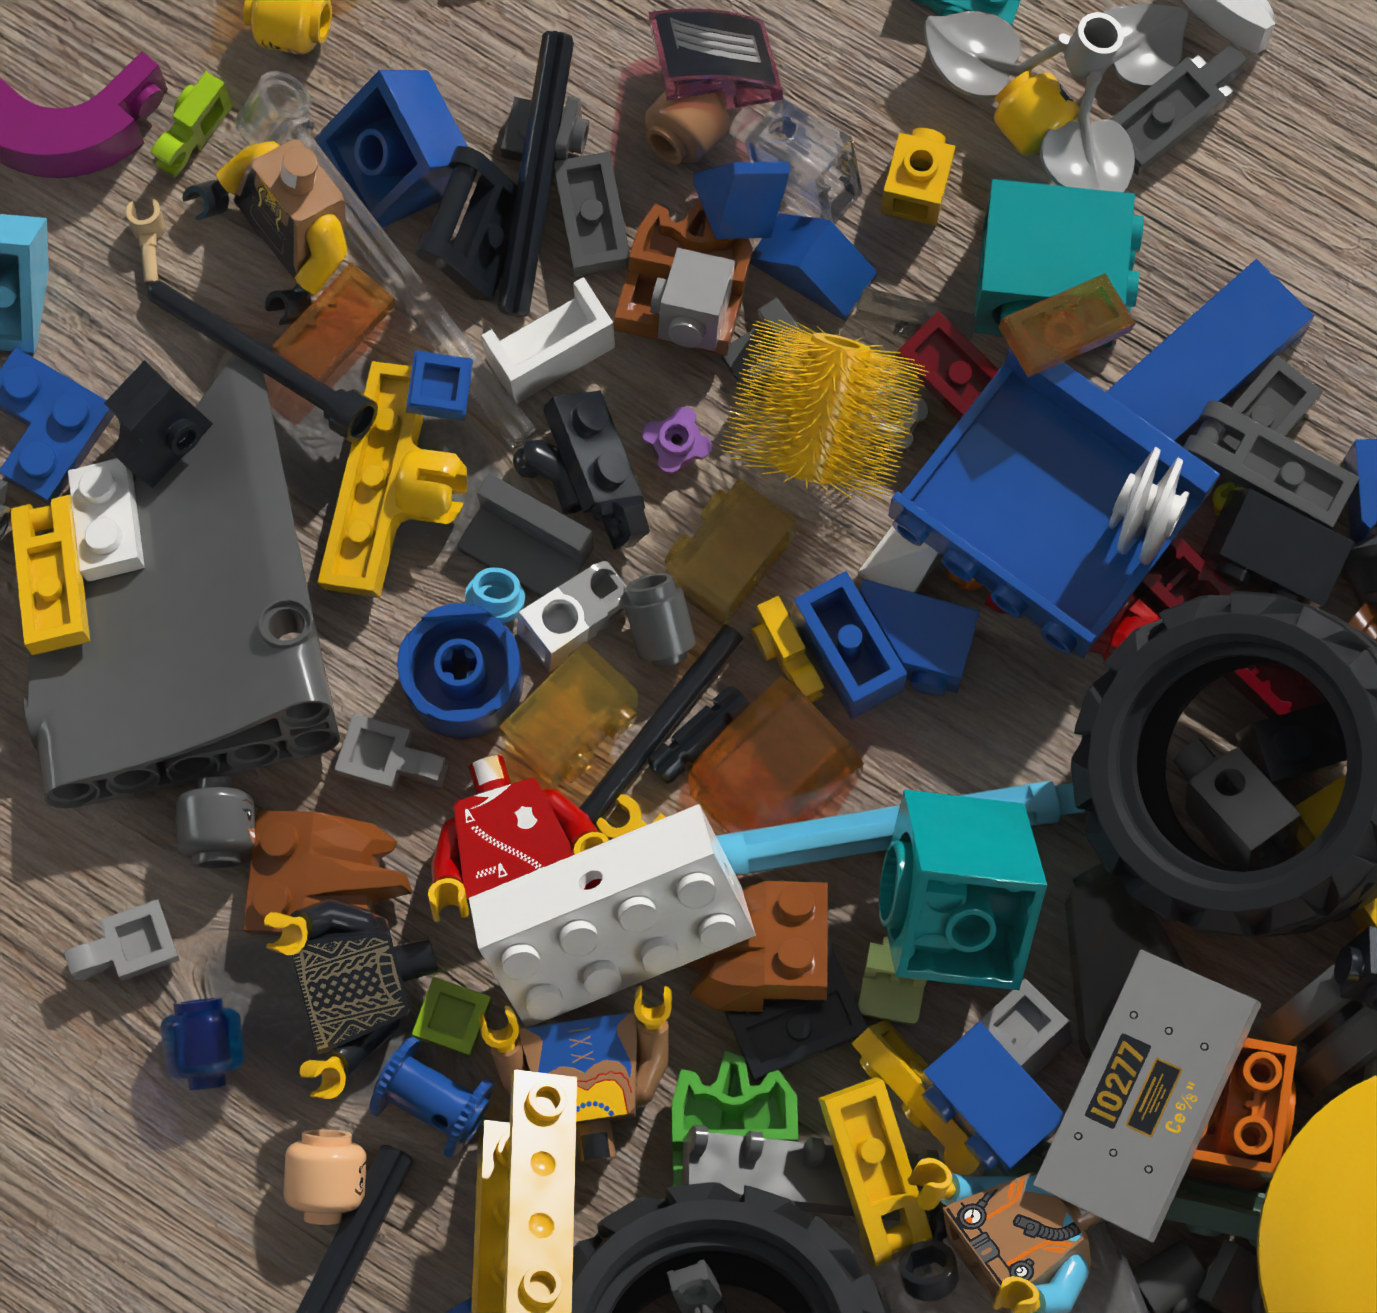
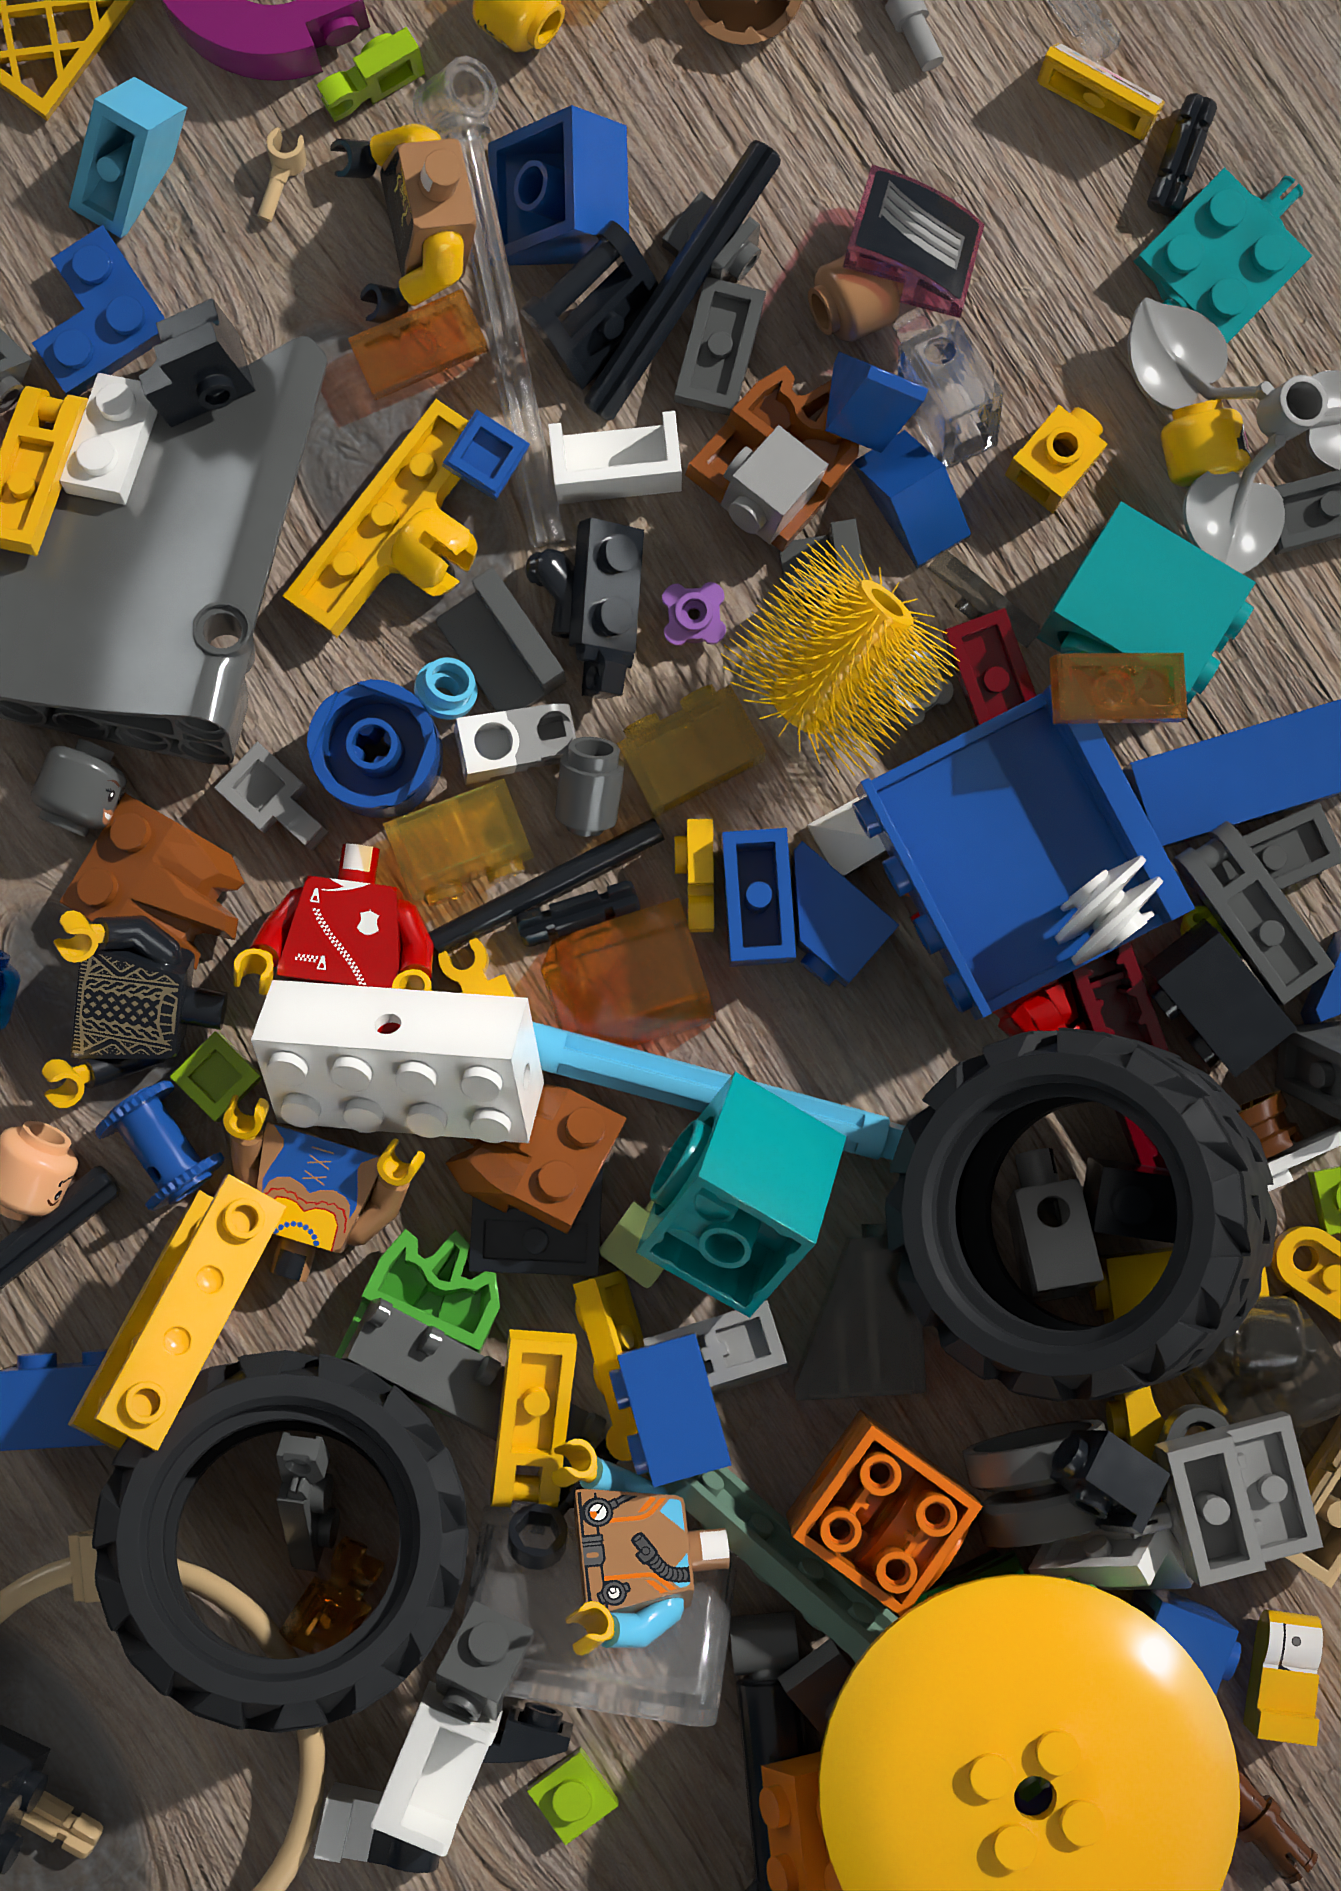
camera: 25 degrees right, 10 degrees up
(348, 412) = (384, 441): black piece -> none
(1147, 1095) = (814, 1486): light grey tile -> none

